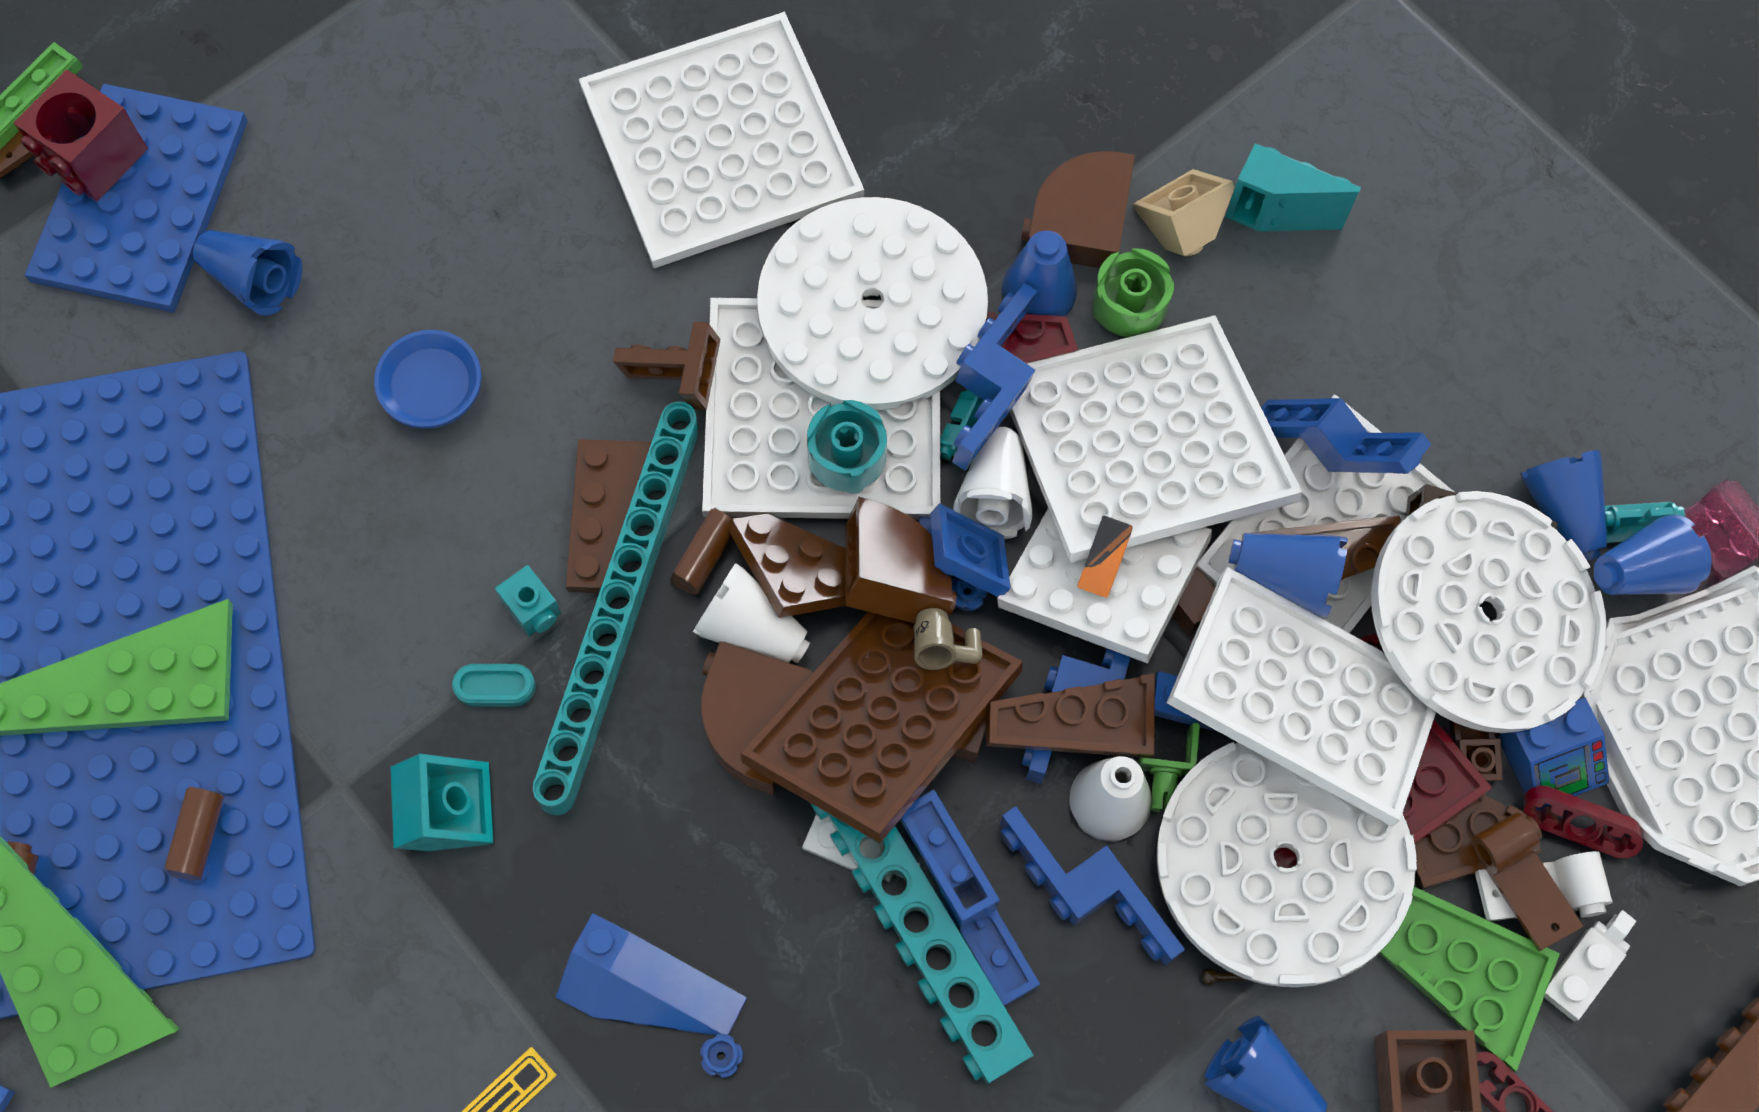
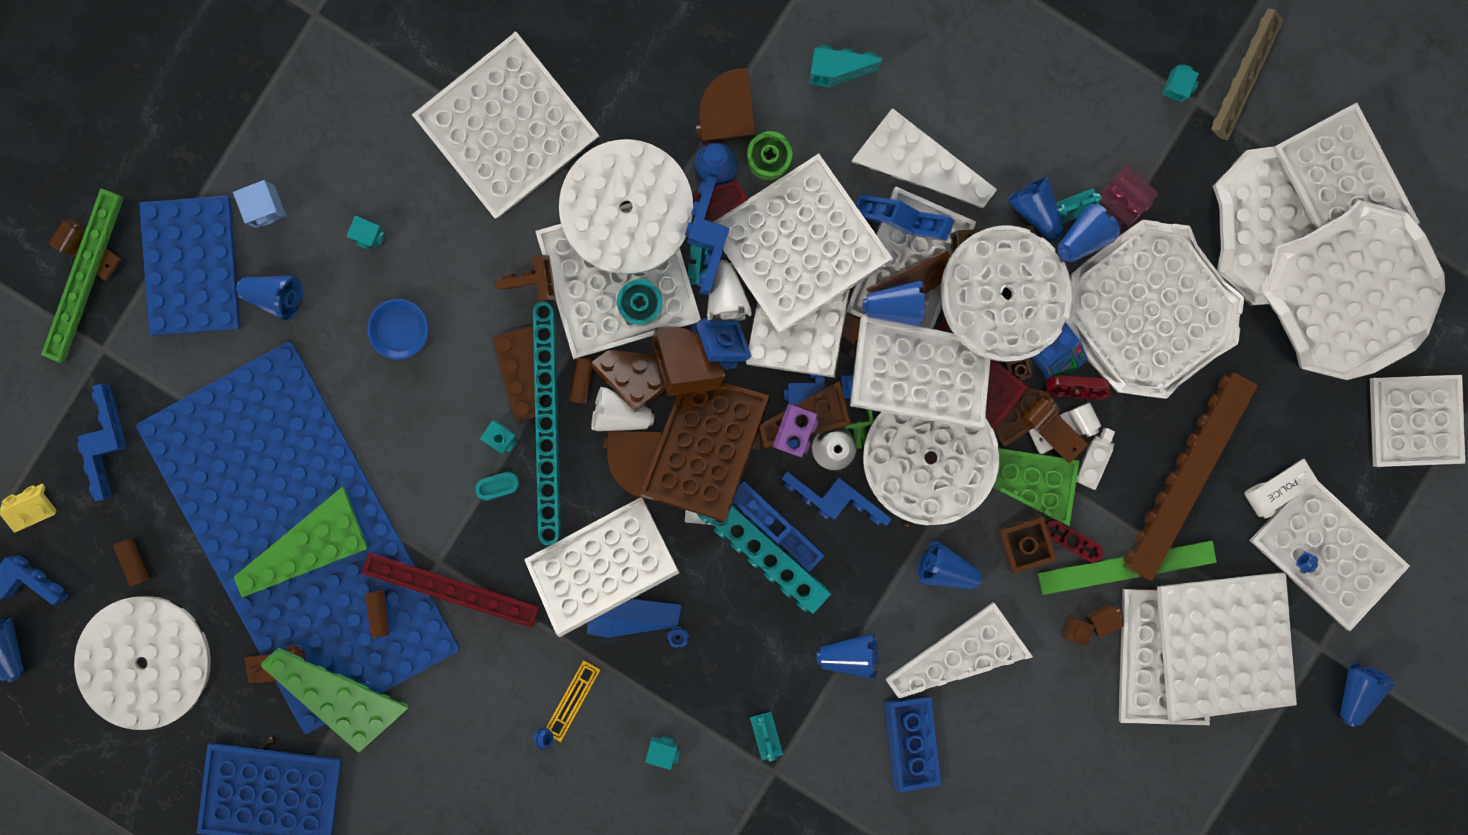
camera: 15 degrees left, 20 degrees up
(75, 110) = (127, 245): dark red brick -> none
(287, 133) = (259, 204): none -> light blue head
(343, 838) = (450, 590): none -> dark red tile
(436, 224) = (366, 233): none -> teal brick
(441, 803) = (494, 558): teal slope -> none
(624, 872) = (601, 566): none -> white plate
(935, 641) = (721, 401): dark tan piece -> none
(1047, 721) = (789, 428): none -> medium lavender brick
(1105, 556) = (797, 327): sticker -> none
(1186, 211) = (785, 90): tan slope -> none
(1378, 374) = (914, 157): none -> white wing

